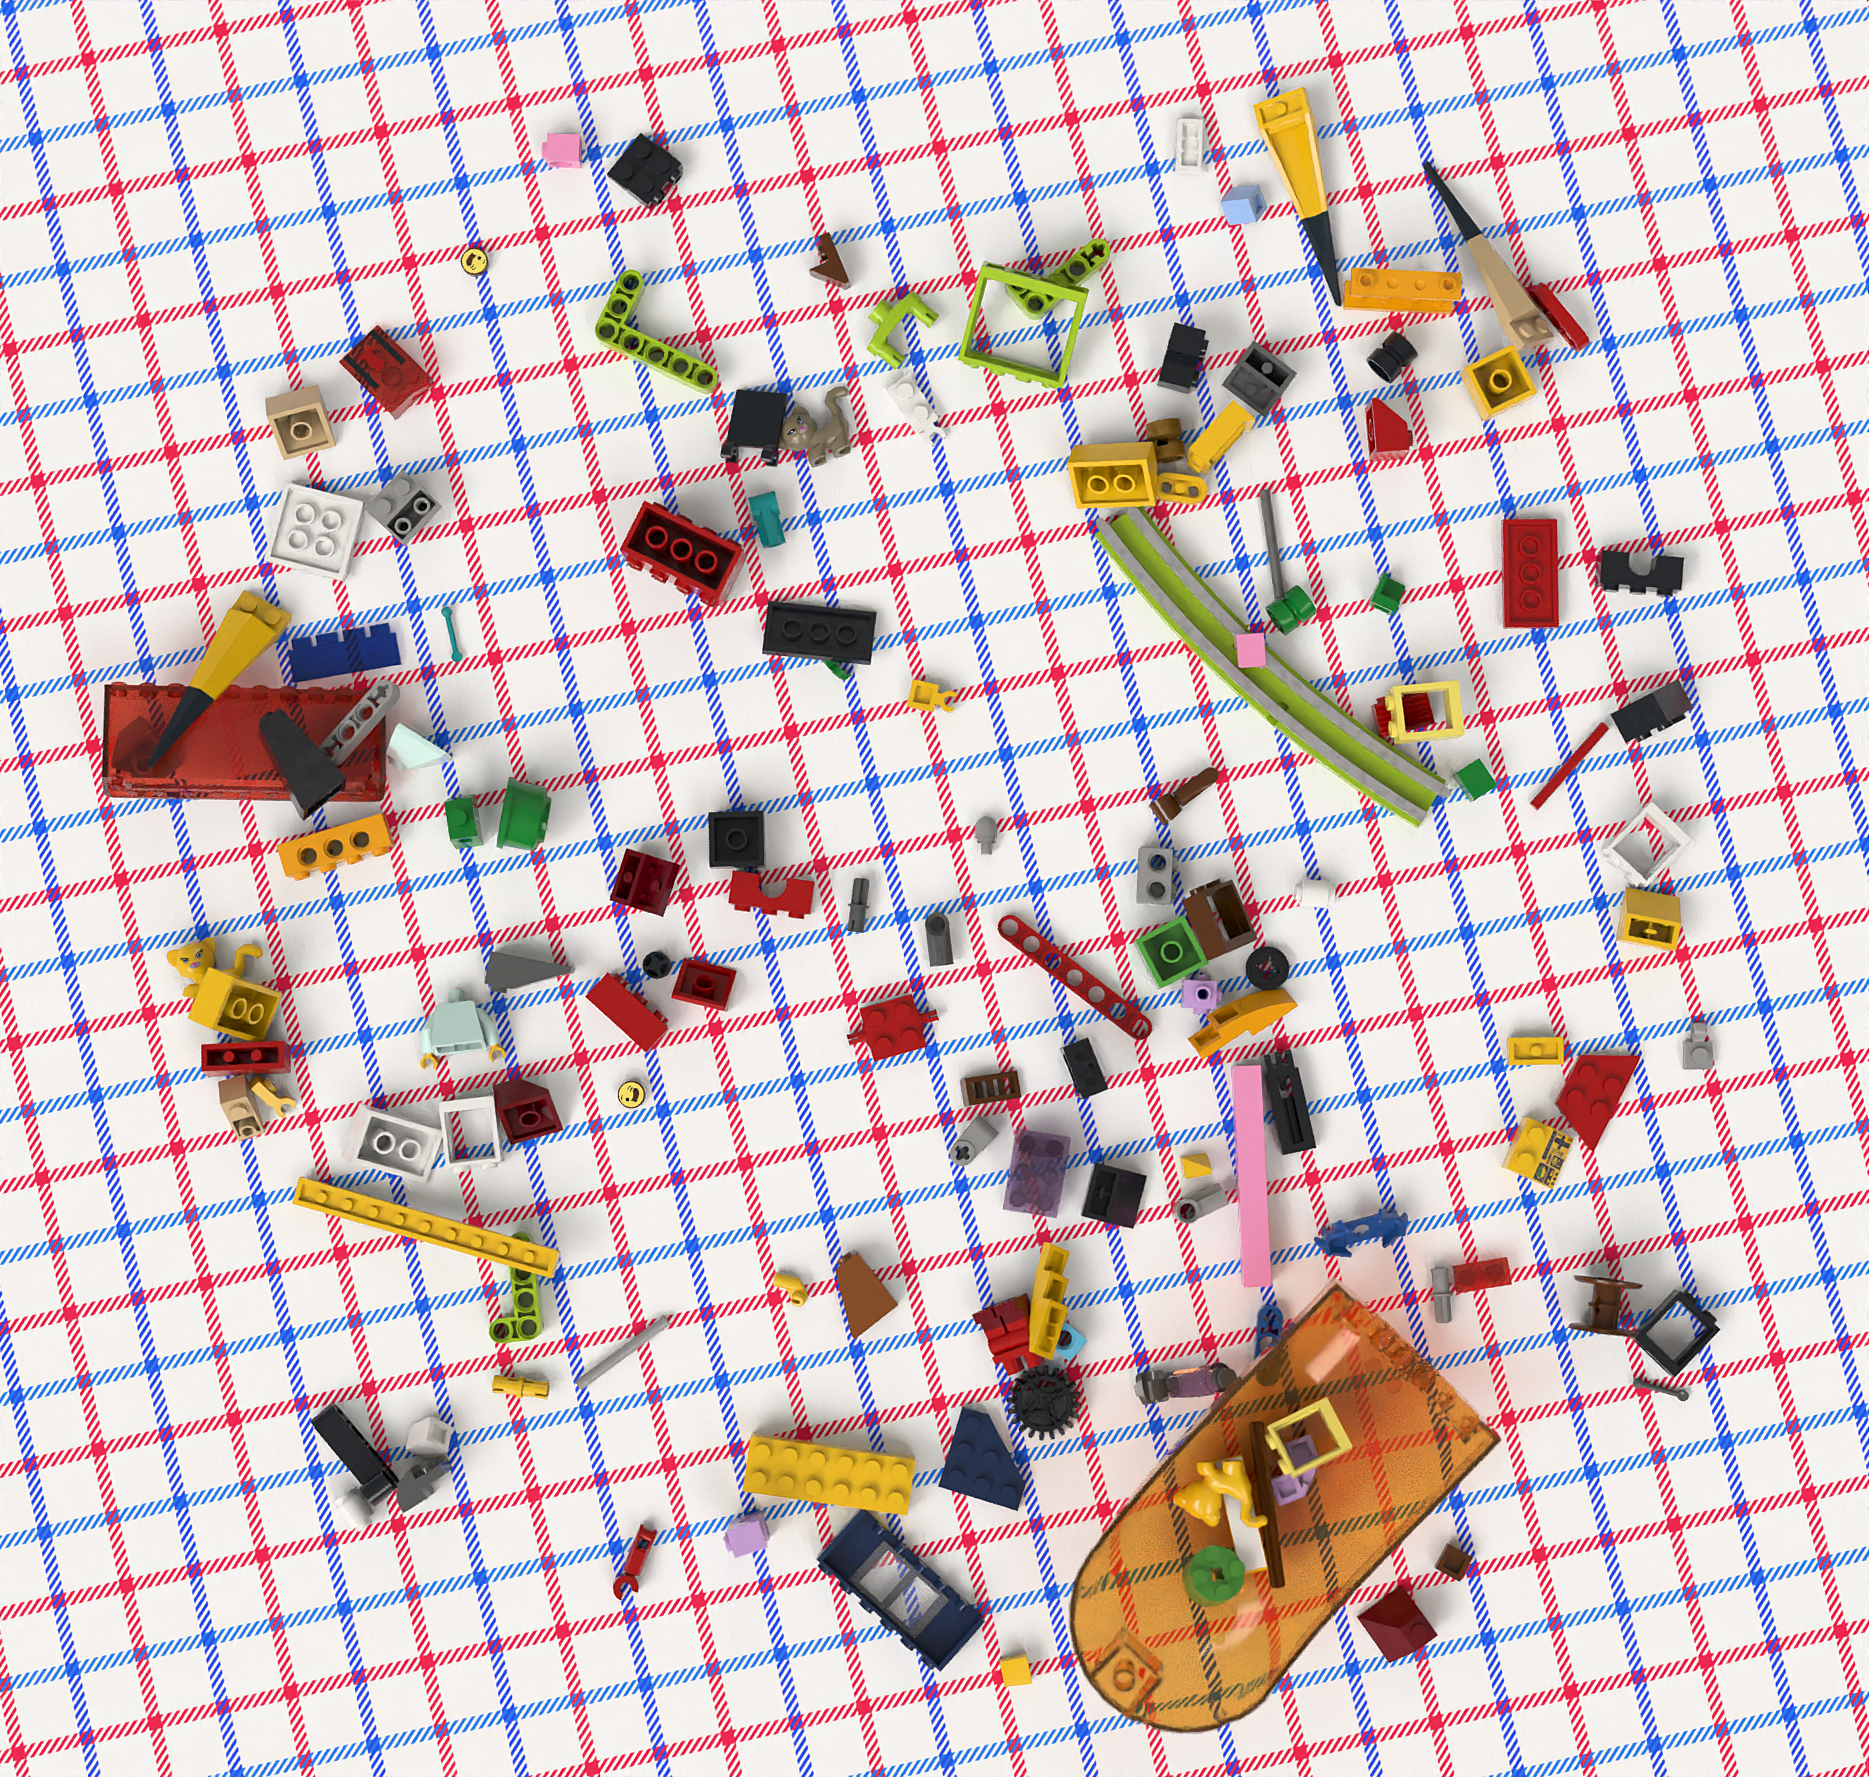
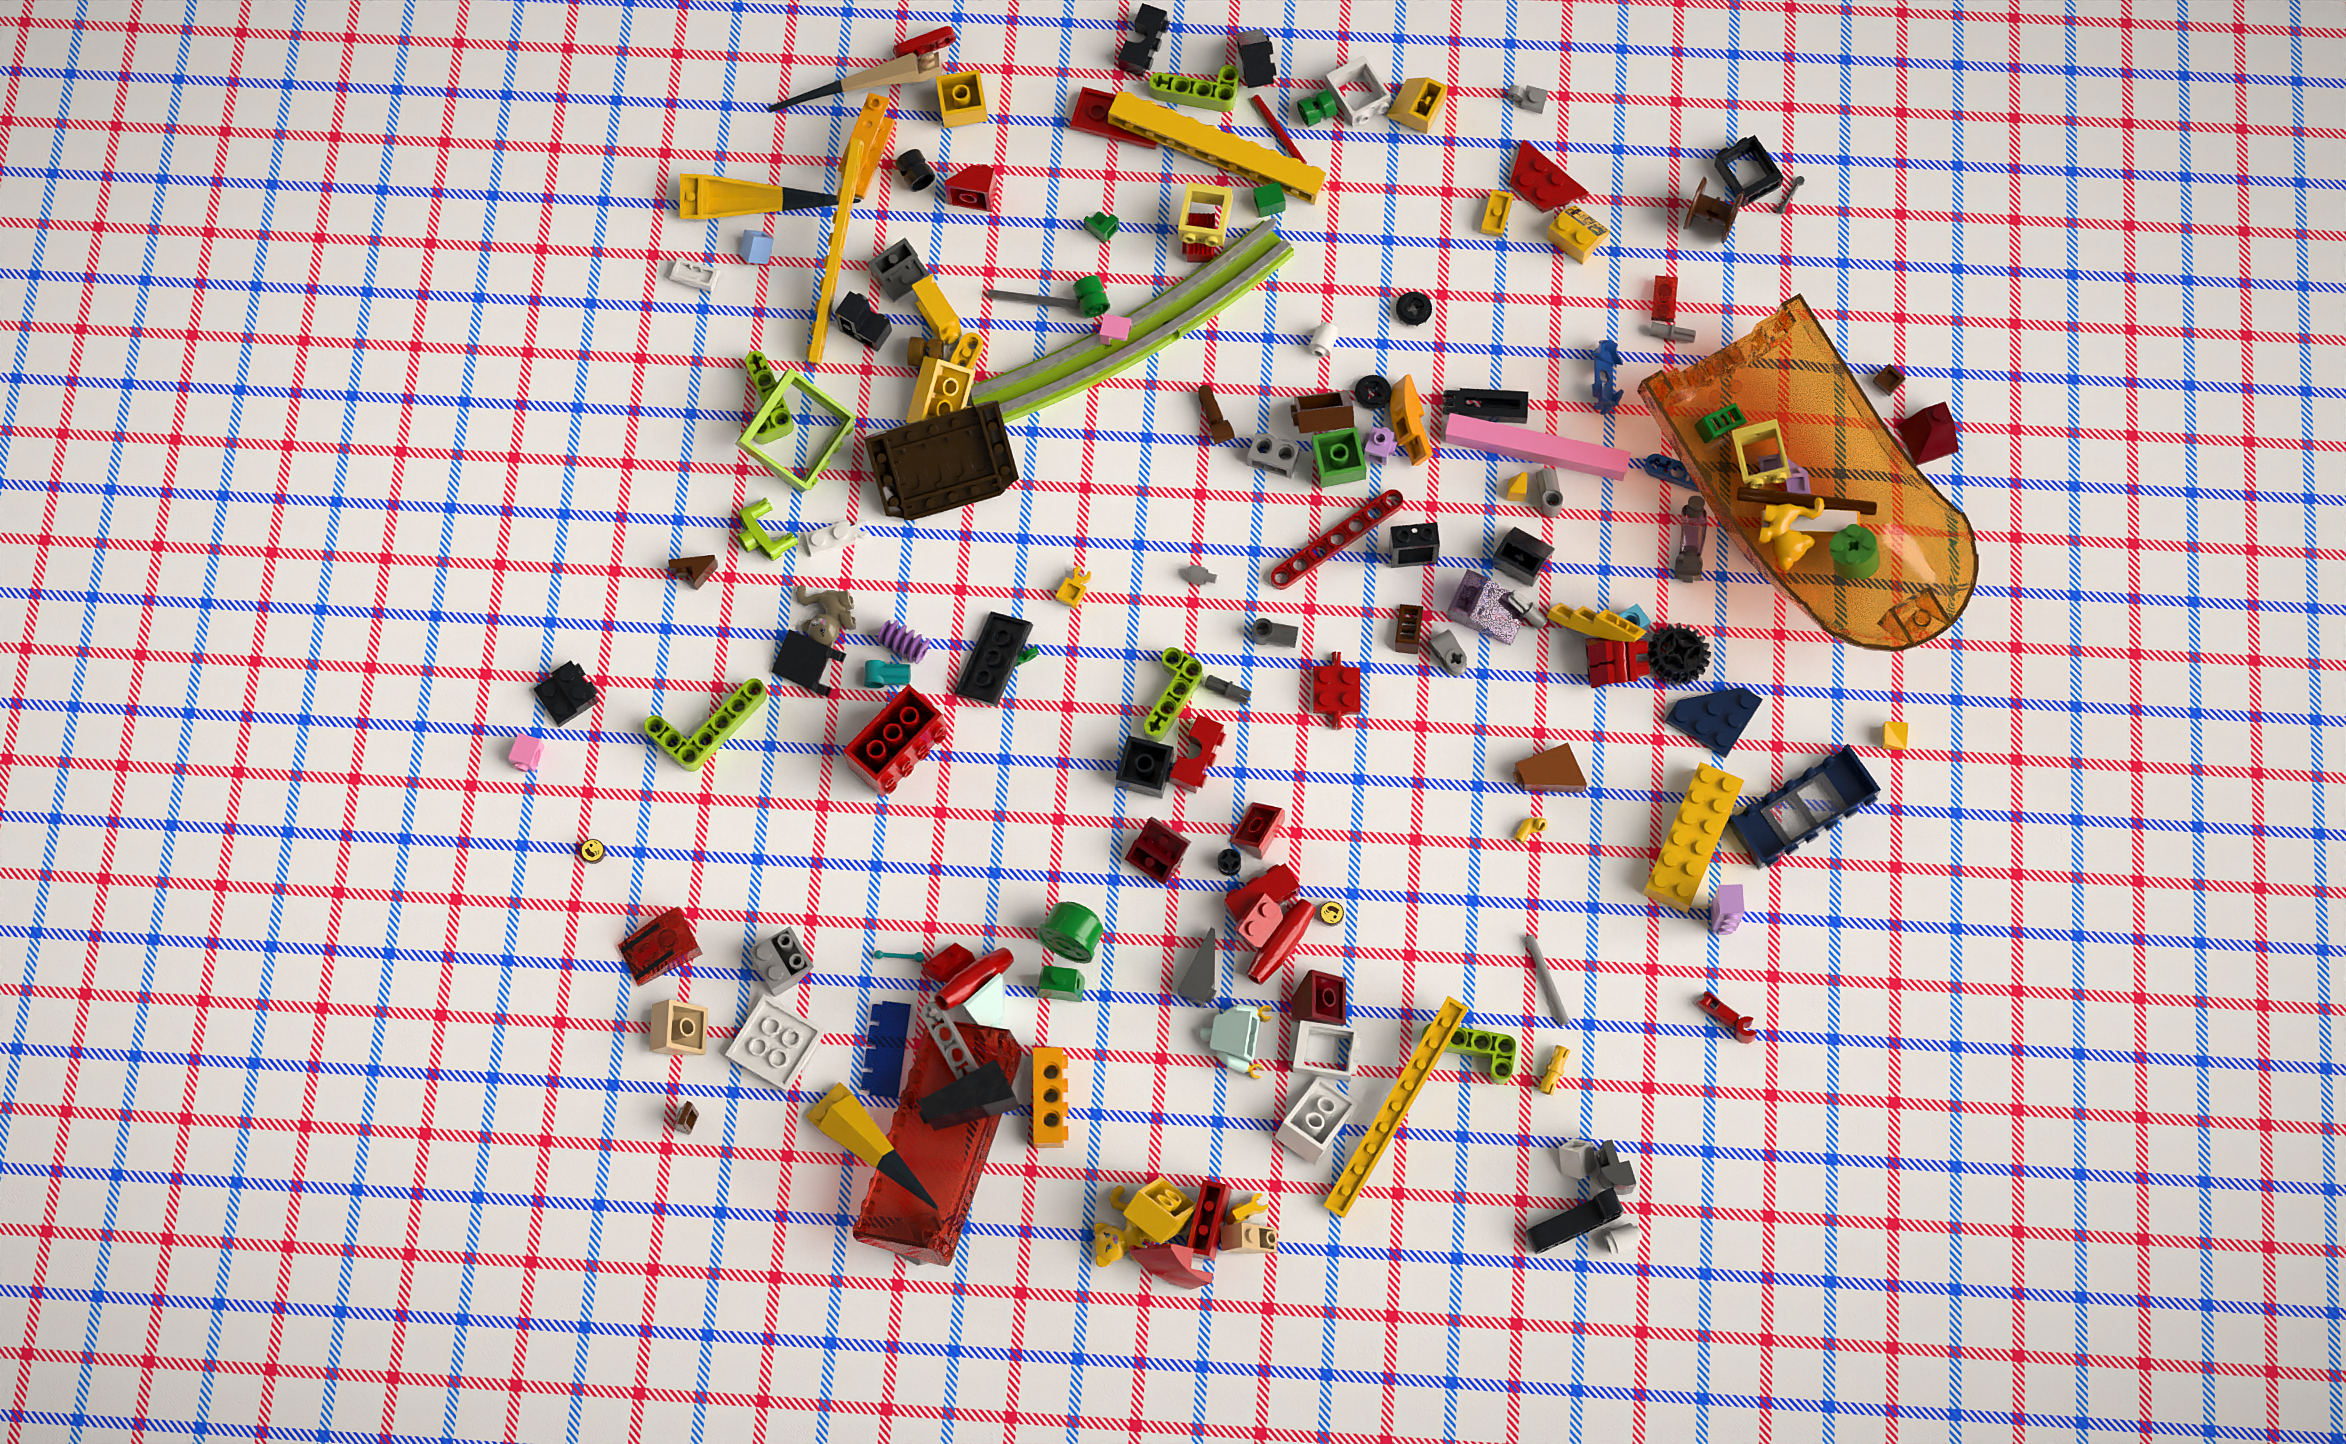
camera: 65 degrees left, 15 degrees down
(183, 1034) = (1171, 1264): none -> red slope
(202, 462) = (686, 1118): none -> reddish brown slope
(442, 712) = (964, 973): none -> red plate
(584, 1037) = (1272, 933): none -> plate
(810, 526) = (903, 642): none -> medium lavender piece
(829, 843) = (1169, 698): none -> lime beam
(1033, 501) = (942, 461): none -> dark brown slope
(1046, 1217) = (1527, 609): none -> light grey axle
(1263, 296) = (837, 242): none -> yellow plate
(1324, 1368) = (1707, 428): none -> green slope
(1397, 991) = (1420, 301): none -> black gear
(1522, 698) = (1216, 146): none -> yellow brick
(1595, 651) = (1194, 86): none -> lime beam
(1616, 809) = (1324, 106): none -> green wheel

